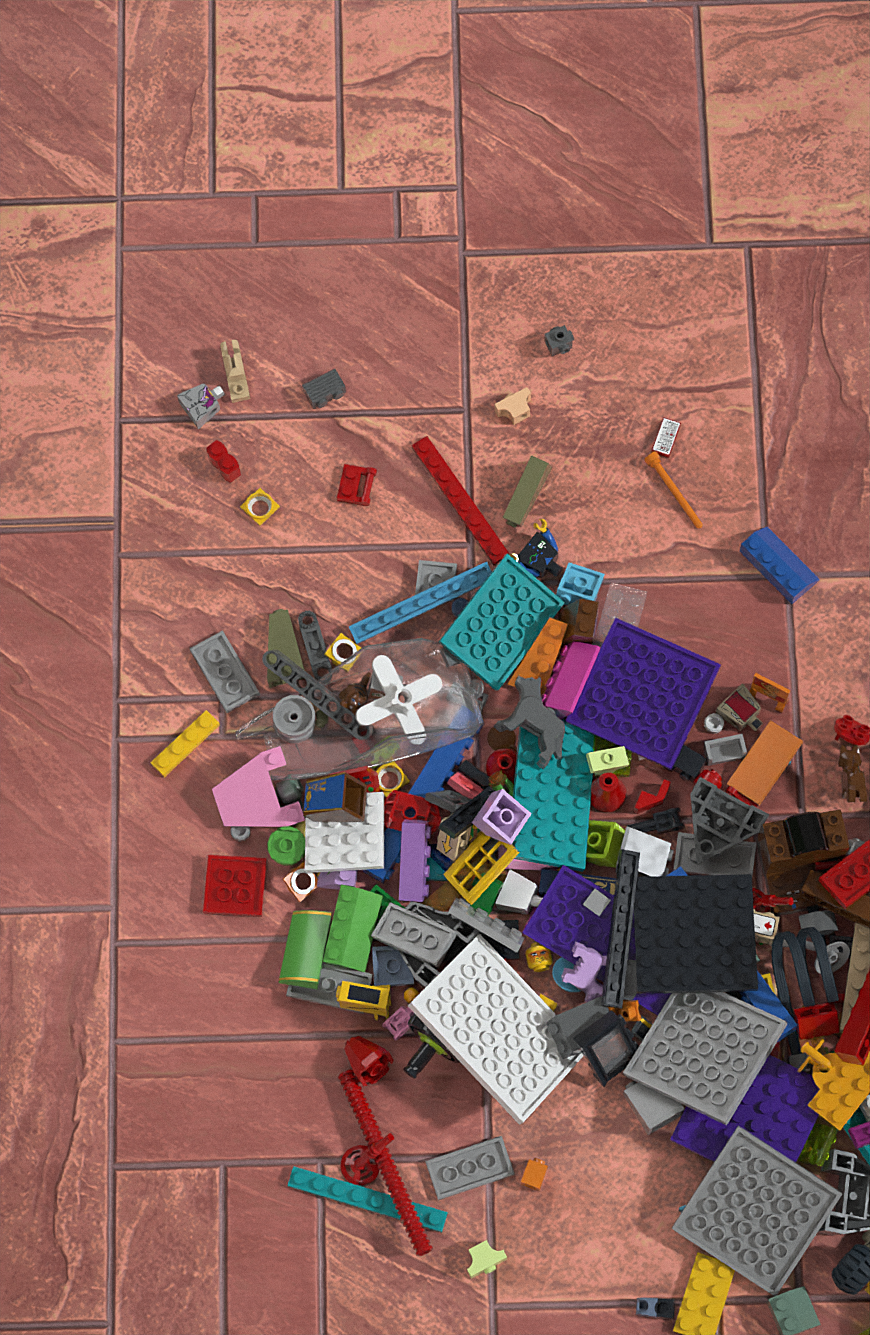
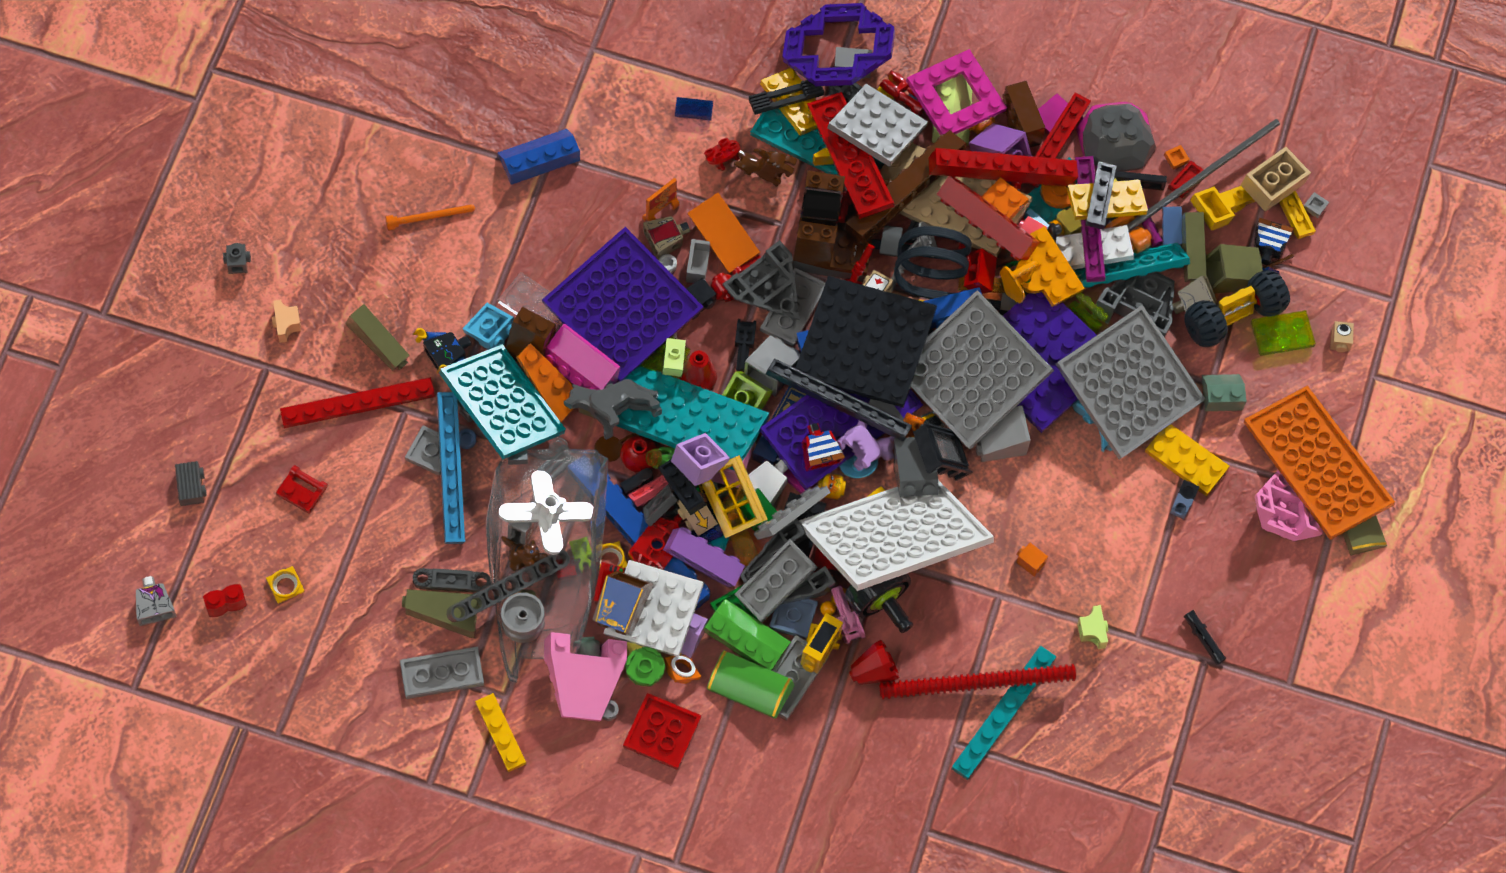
camera: 80 degrees left, 5 degrees down
(235, 373) = (134, 559): tan plate -> none
(331, 652) = (472, 565): piece -> none
(360, 1164) = (970, 702): red dish -> none
(469, 1168) = (1005, 614): light grey tile -> none
(563, 929) = (820, 449): none -> torso
(596, 902) = (805, 412): light grey tile -> none
(648, 801) = (719, 343): red slope -> none
(666, 437) = (373, 204): tile -> none

